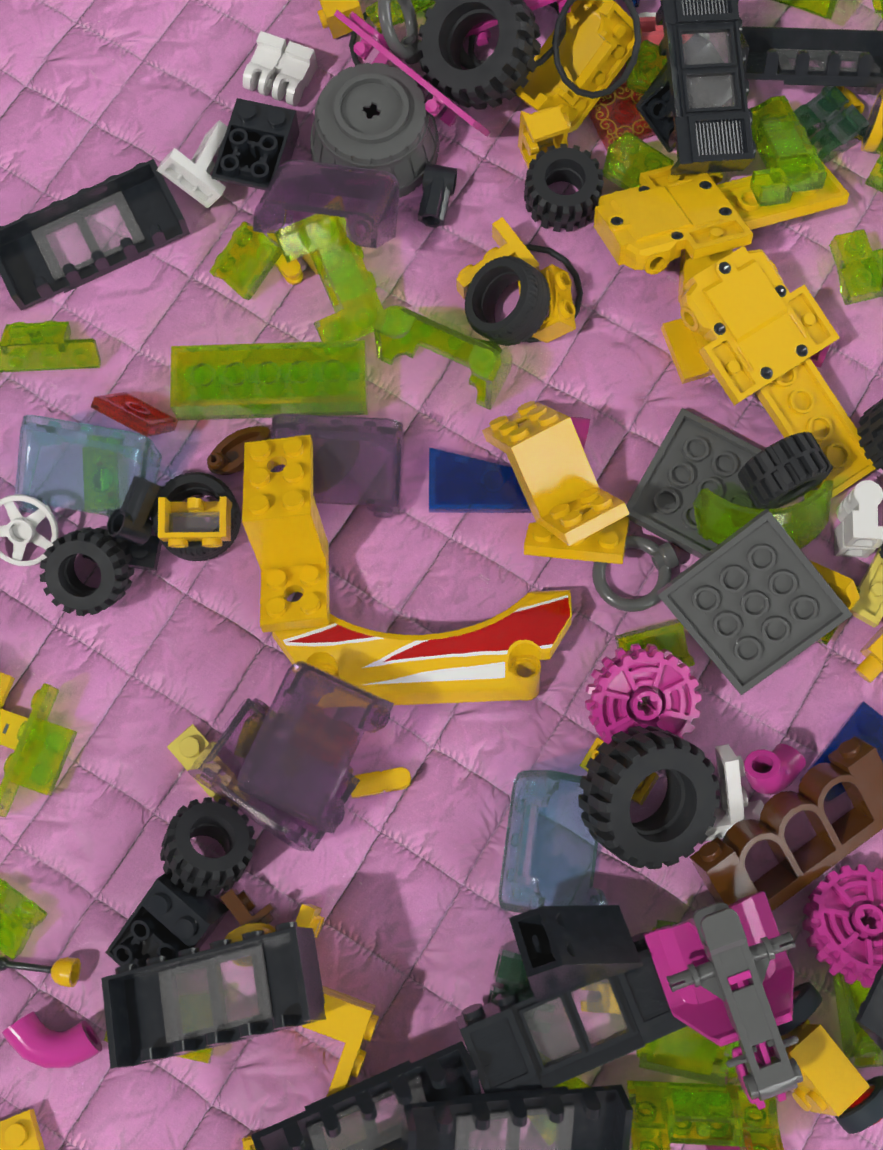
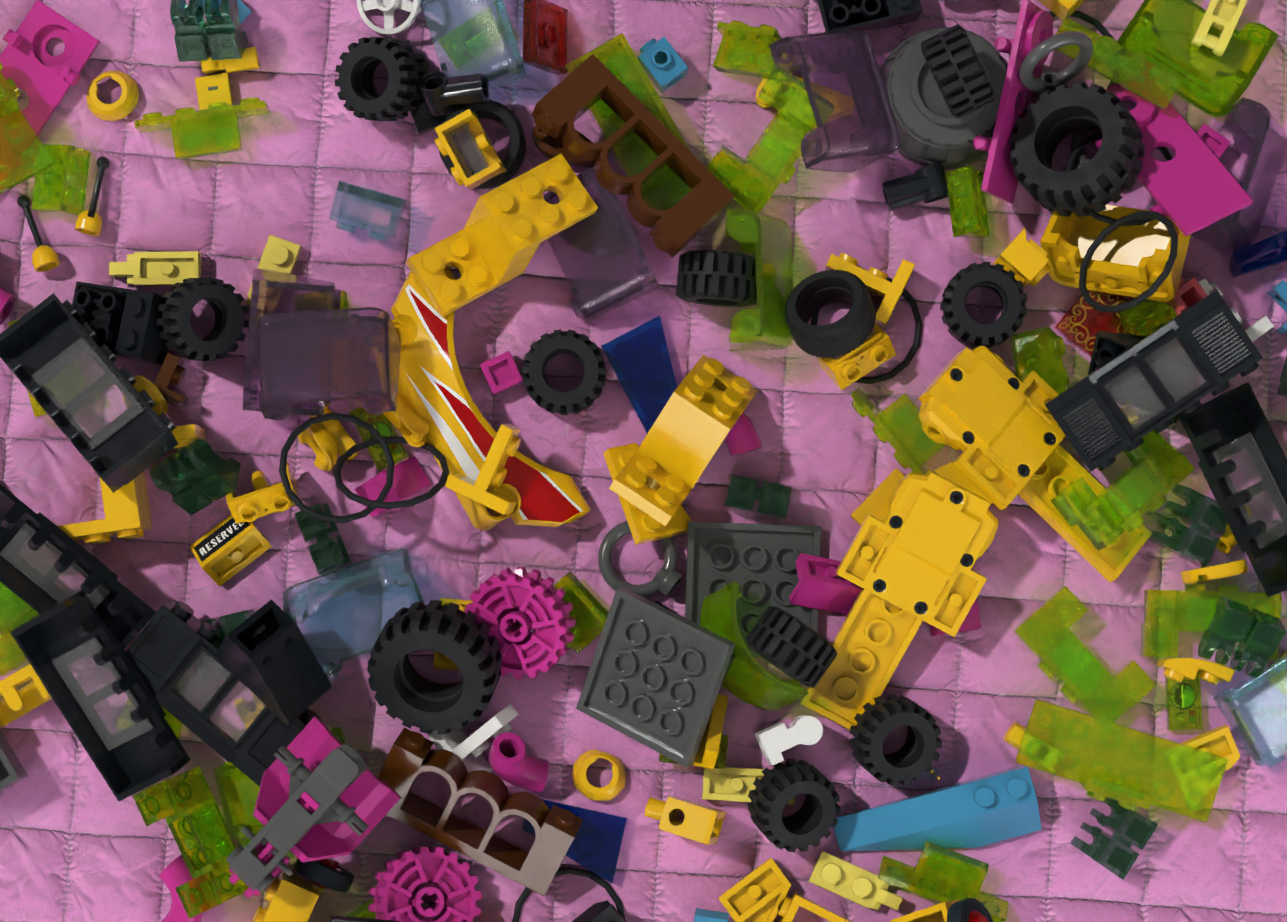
camera: 65 degrees right, 10 degrees up
(56, 909) = (90, 221): none -> hinge
(136, 867) = (158, 268): none -> light yellow hinge
(197, 647) = (367, 210): none -> clear light blue window
(200, 381) = (578, 93): none -> reddish brown fence
(216, 330) = (662, 63): none -> dark azure brick
(351, 931) = (196, 476): none -> clear green legs
(365, 79) = (957, 71): none -> black tyre
(397, 806) = (322, 444): none -> yellow piece
(402, 744) = (386, 429): none -> clear neon green tile
(405, 605) = (501, 373): none -> dark pink plate
(406, 878) = (263, 500): none -> yellow window
(410, 707) = (409, 423): none -> yellow bar
(426, 375) = (717, 278): none -> black tyre
(427, 842) = (343, 417): none -> black piece
(431, 937) = (229, 548): none -> yellow panel
(435, 523) = (564, 343): none -> black tyre
(454, 842) = (327, 552): none -> clear green legs
(457, 755) = (407, 482): none -> dark pink slope
(471, 157) = (967, 203): none -> clear neon green bracket
(481, 752) = (397, 504): none -> black piece
(498, 650) = (491, 473): none -> yellow bracket
(631, 299) = (901, 428): none -> clear neon green bracket
(631, 442) = (743, 492): none -> clear green legs
(737, 426) = (821, 586): none -> dark pink panel
(808, 724) = (595, 793): none -> yellow piece

